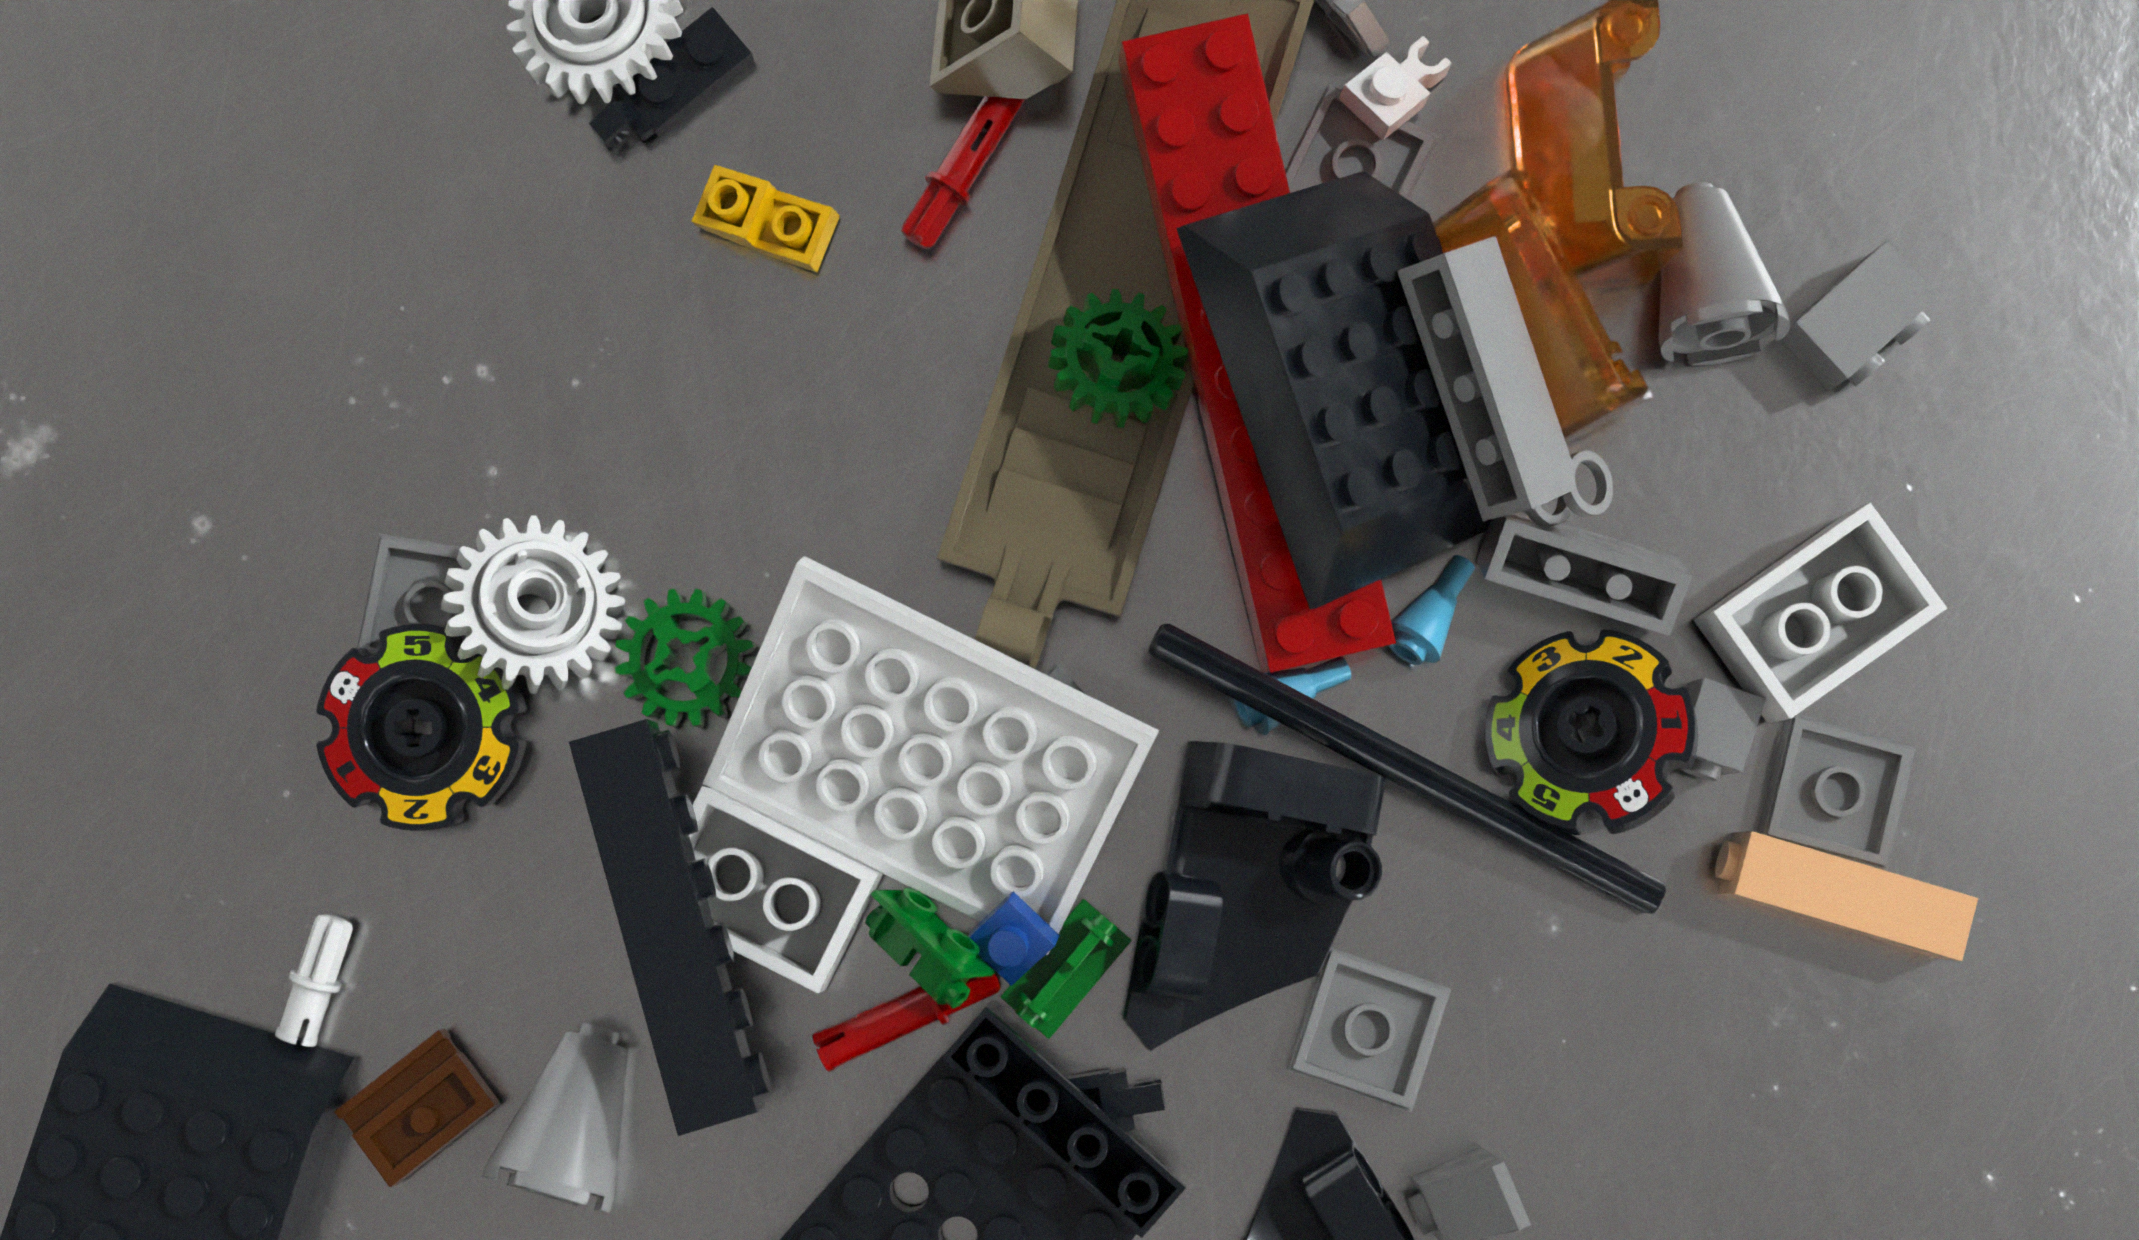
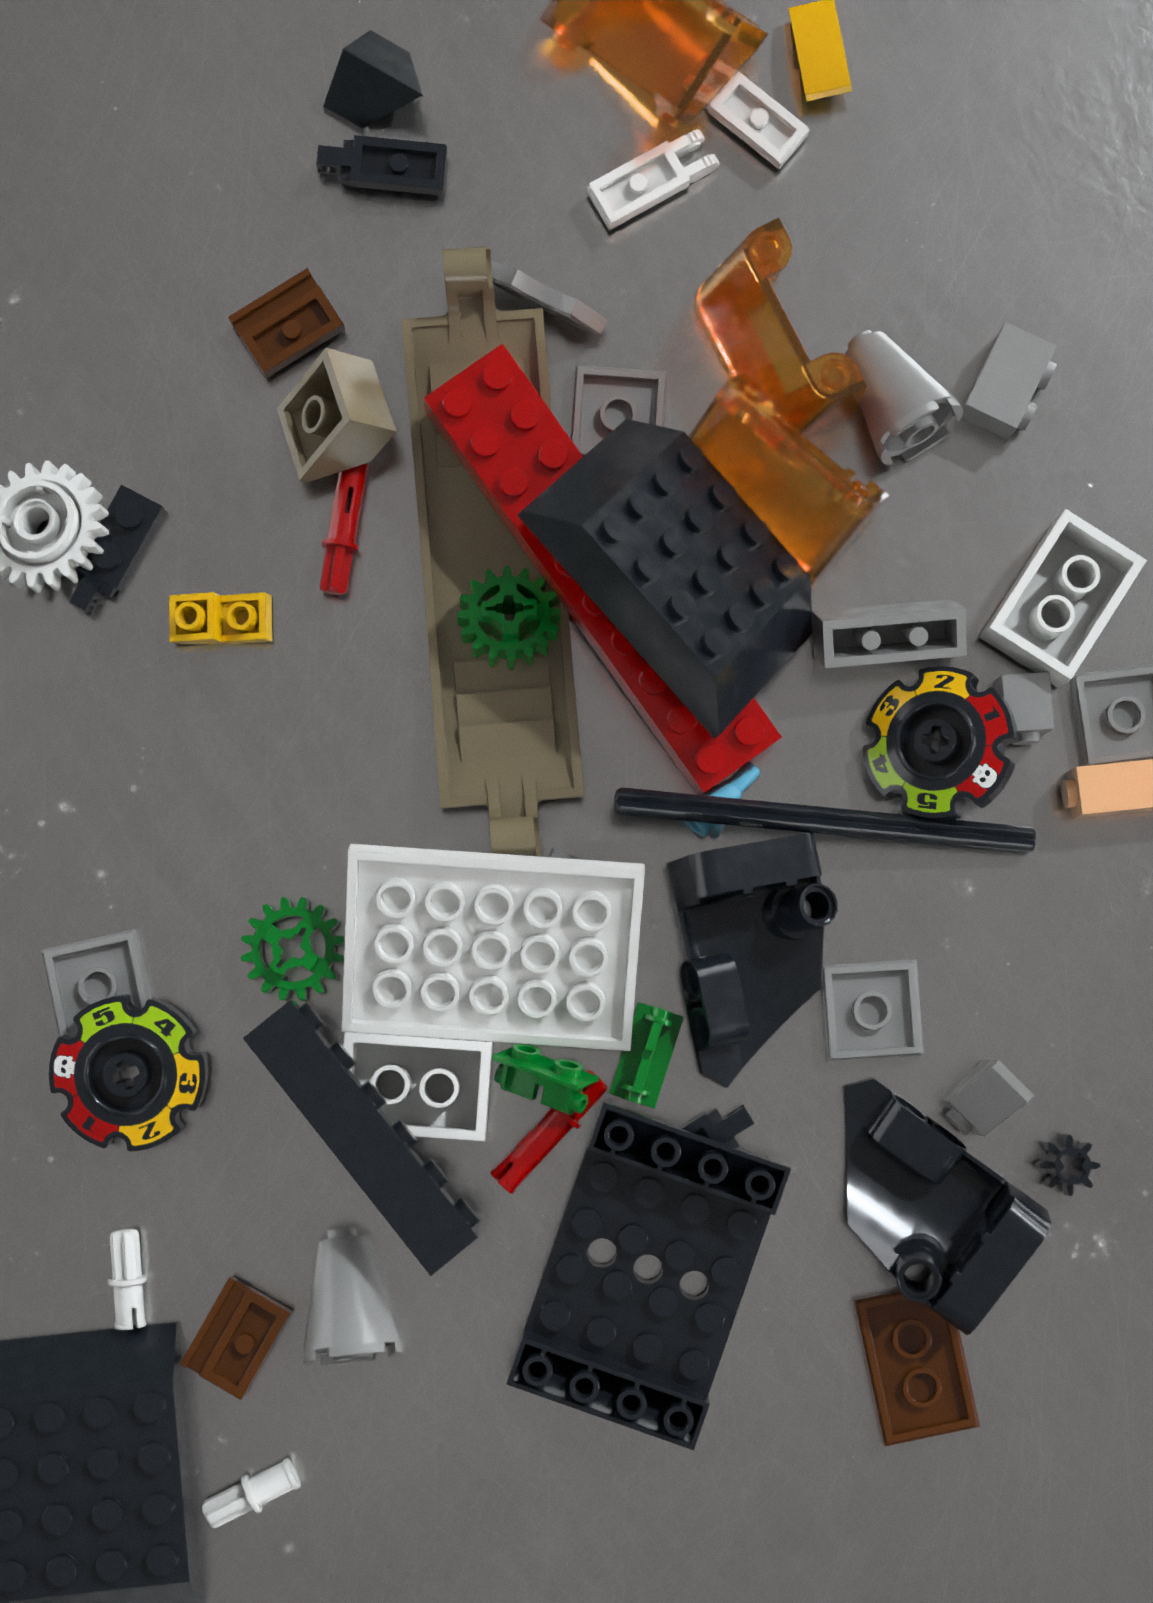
camera: 25 degrees left, 0 degrees up
(524, 641) = (166, 982): white gear -> none
(1013, 938) = (602, 1048): blue plate -> none
(1392, 92) = (622, 353): white plate -> none
(1425, 622) = (796, 713): medium azure cone -> none
(1496, 388) = (779, 535): light grey hinge -> none

